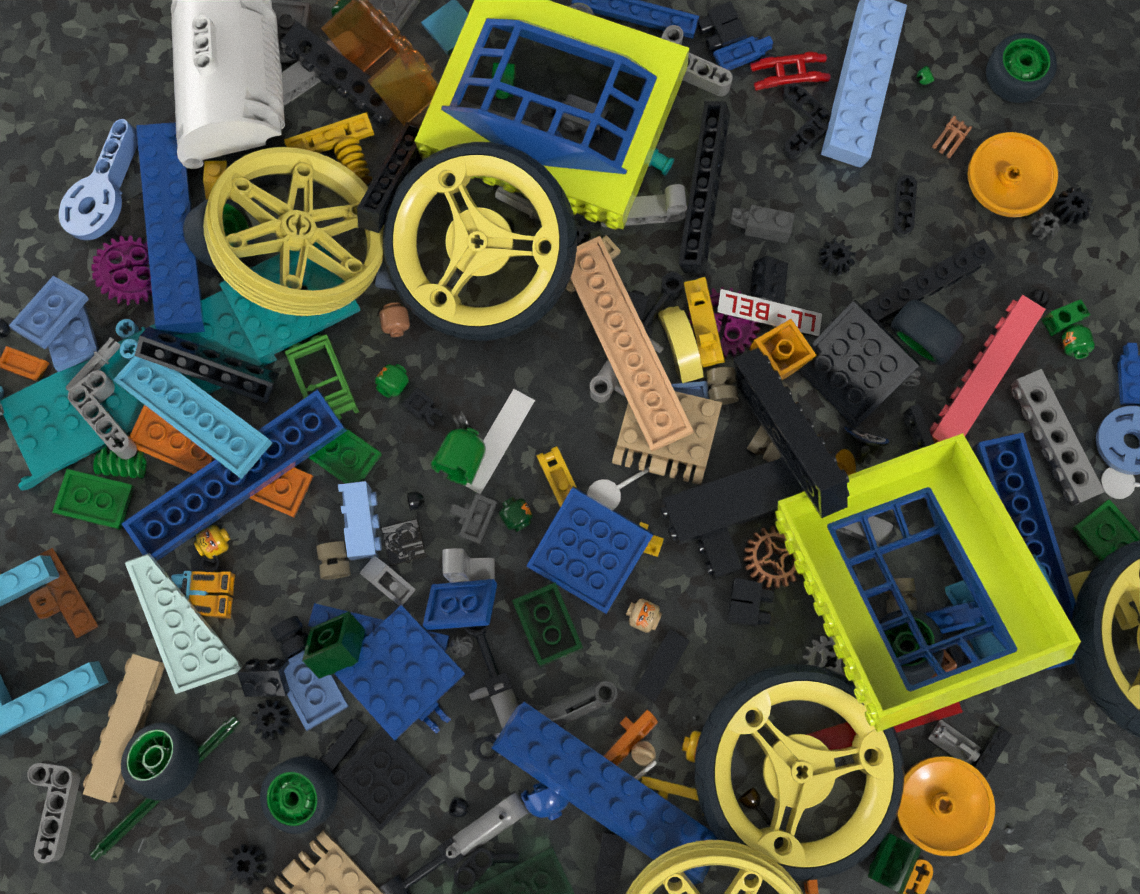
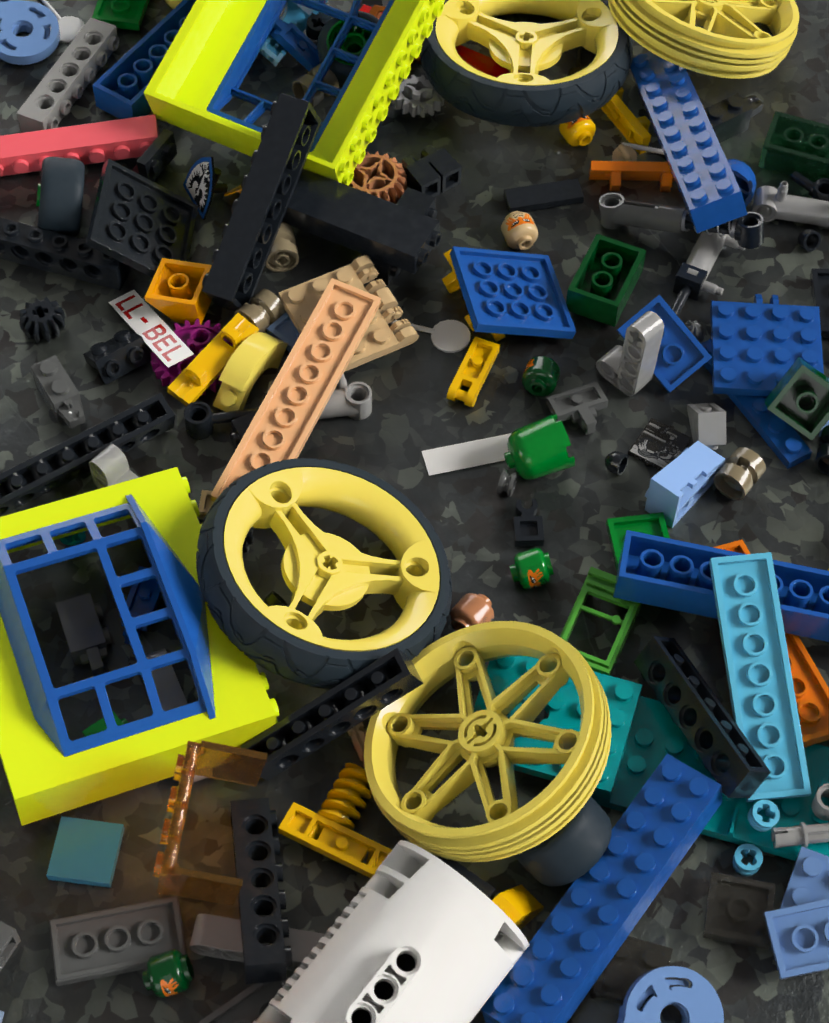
camera: 135 degrees left, 20 degrees down
(124, 252) = (694, 906): magenta gear -> none

